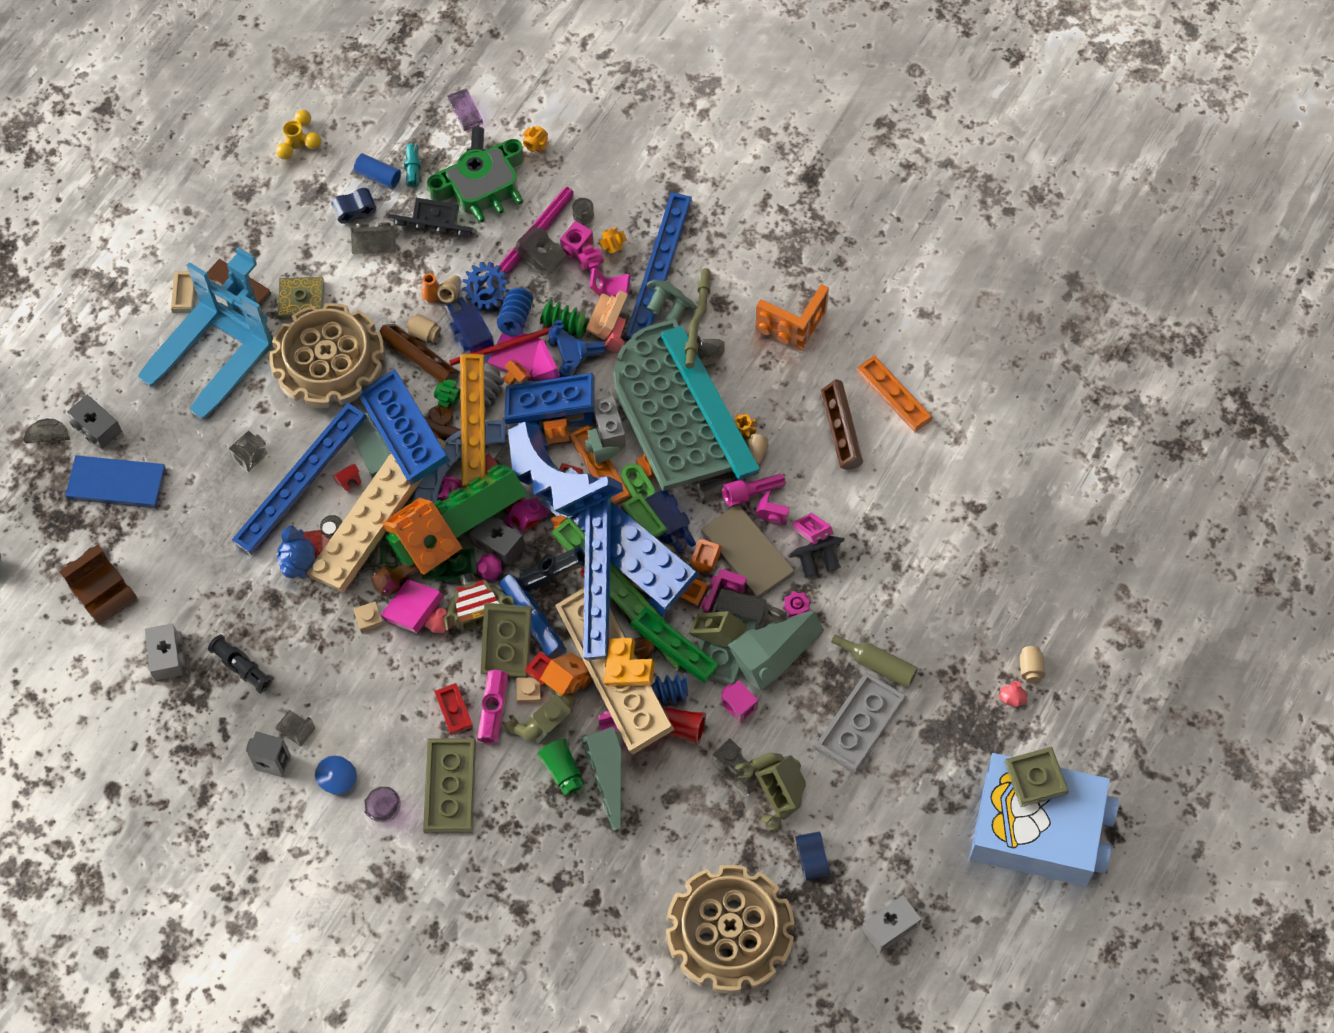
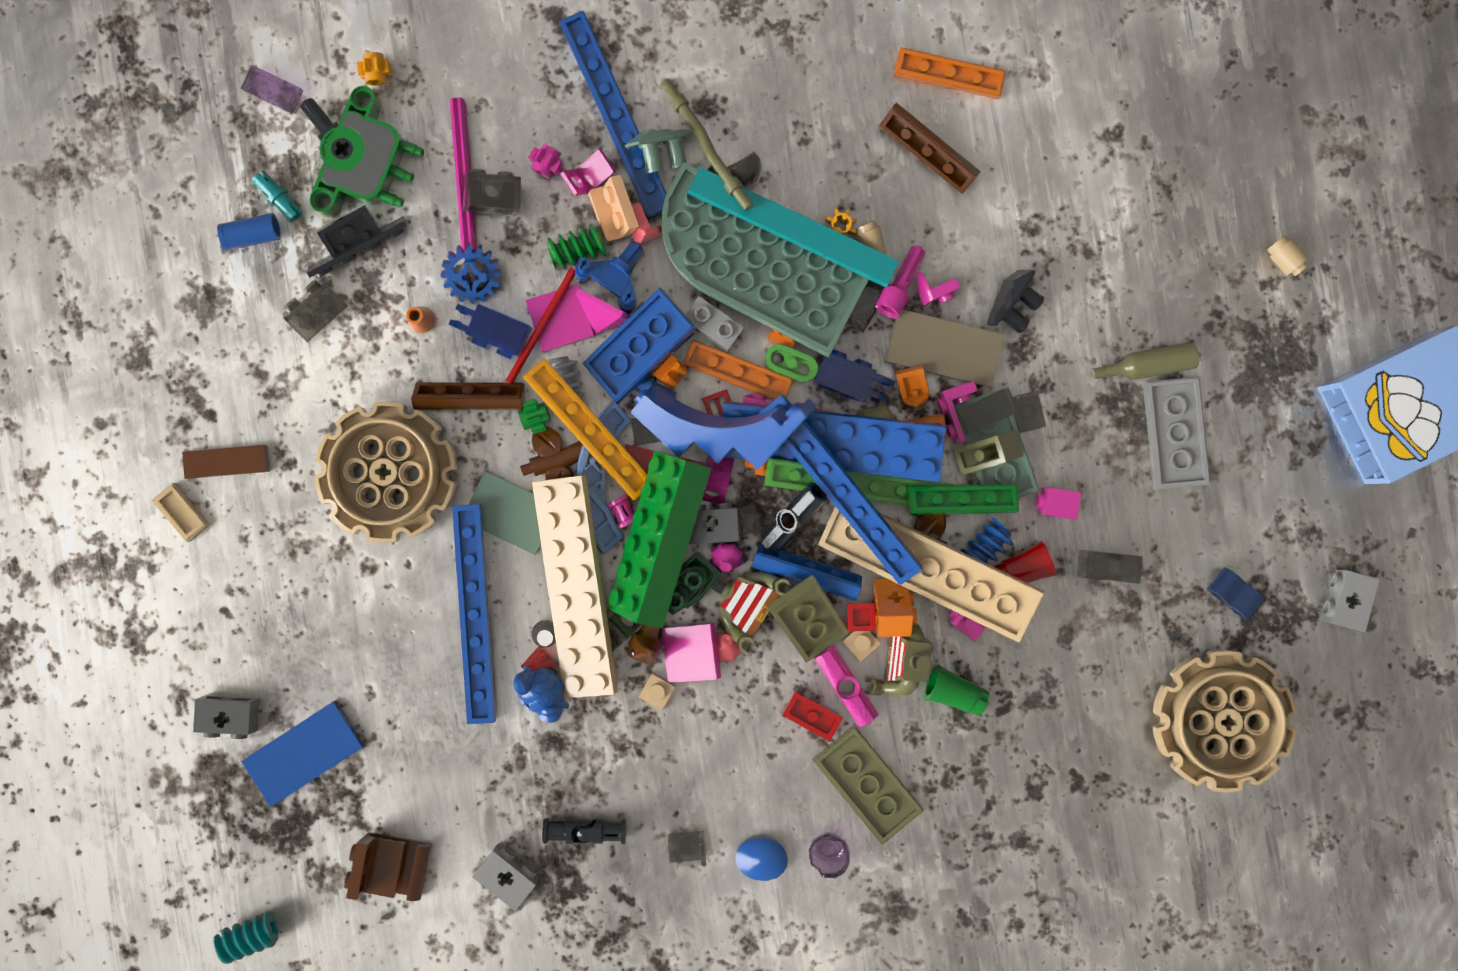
camera: 45 degrees left, 25 degrees up
(46, 431) = (189, 758): clear smoke tile -> none
(244, 326) = (256, 498): dark azure piece -> none
(248, 450) = (400, 625): clear smoke brick -> none
(268, 753) = (691, 898): dark grey brick -> none
(299, 294) = (299, 427): olive plate -> none
(311, 140) = (151, 249): yellow piece -> none
(343, 476) = (513, 573): red tile -> none
(353, 205) = (260, 288): dark blue axle -> none
(403, 427) = (532, 492): blue plate -> none
(417, 522) = (638, 585): orange bracket -> none
(423, 328) = (449, 366): tan brick -> none
(449, 289) = (438, 304): tan cone -> none
(515, 311) = (524, 279): blue piece -> none
(515, 373) = (583, 343): orange tile -> none
(579, 207) = (488, 107): clear smoke wheel -> none
(579, 234) = (514, 140): dark pink brick -> none
(594, 446) = (723, 361): sand green plate -> none
(604, 755) = (994, 657): sand green wedge -> none
(612, 240) = (549, 122): light orange gear -> none
(622, 669) = (946, 570): light orange plate -> none
(643, 514) = (836, 399): bright green tile -> none
(772, 649) = (1054, 439): sand green wedge -> none
(781, 783) = (1163, 555): olive torso -> none
(789, 327) = (799, 86): orange bracket -> none
(796, 603) = (1036, 368): dark pink piece -> none
(808, 530) = (1010, 285): dark pink tile -> none
(1013, 694) = (1294, 300): coral piece -> none
(1036, 777) = (1402, 377): olive plate -> none

